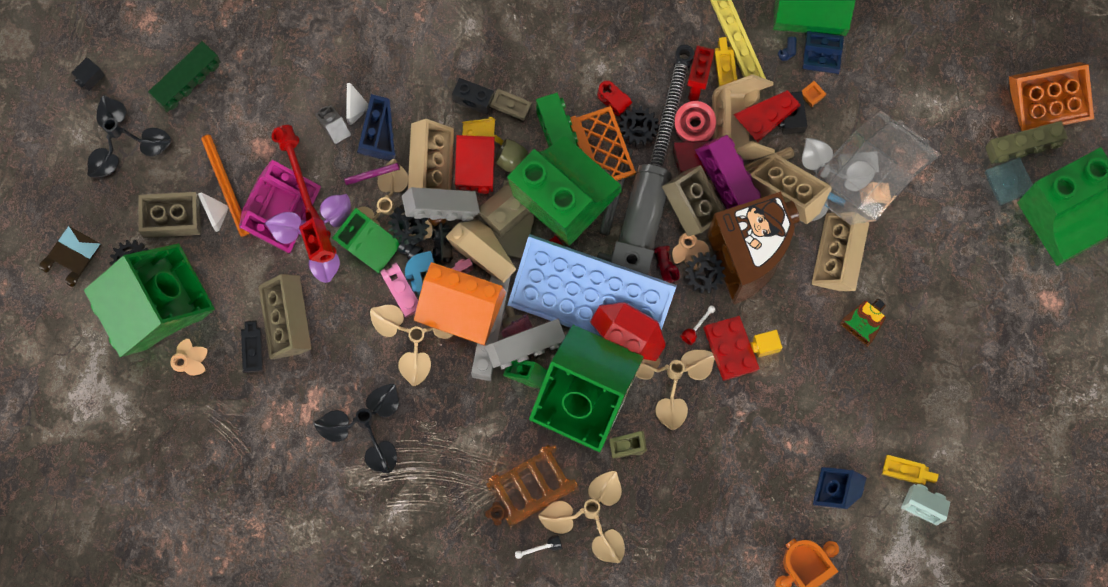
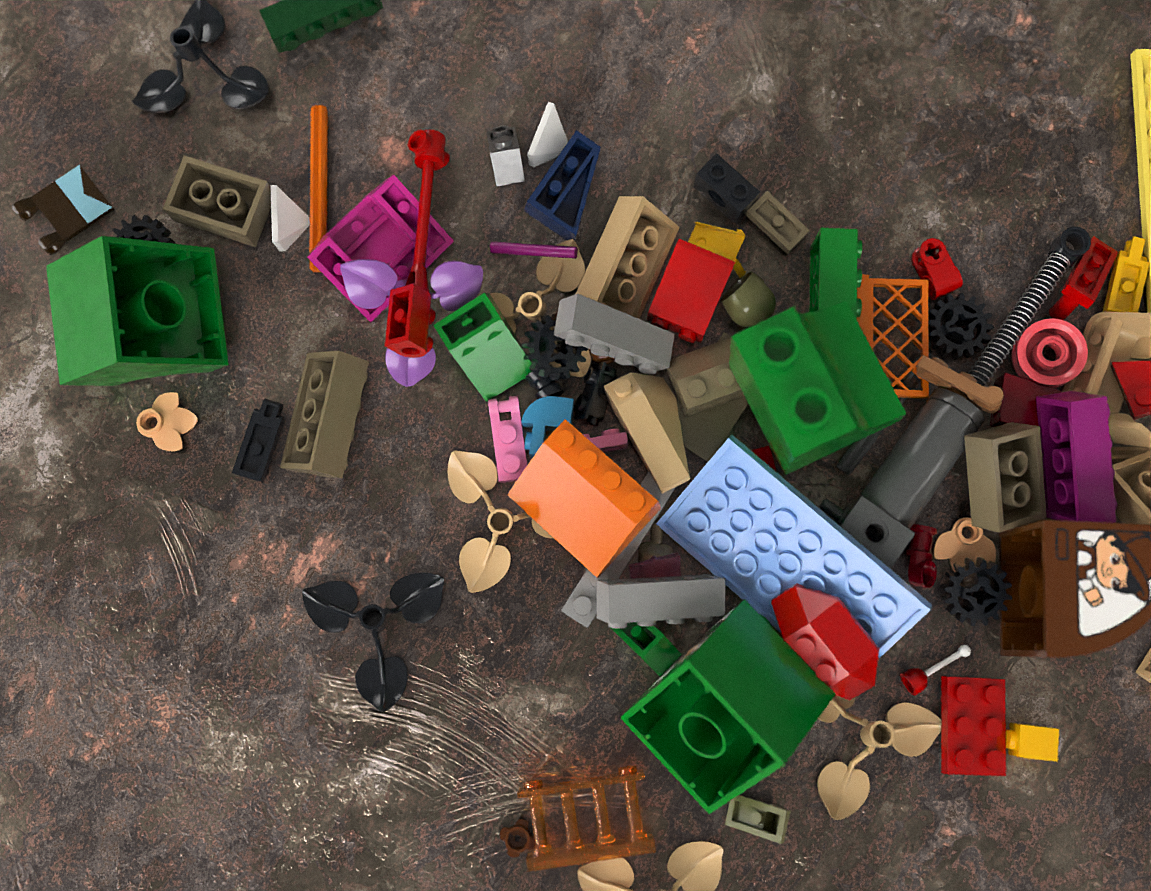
camera: 30 degrees right, 5 degrees up
(635, 157) = (962, 383): none -> medium nougat plate

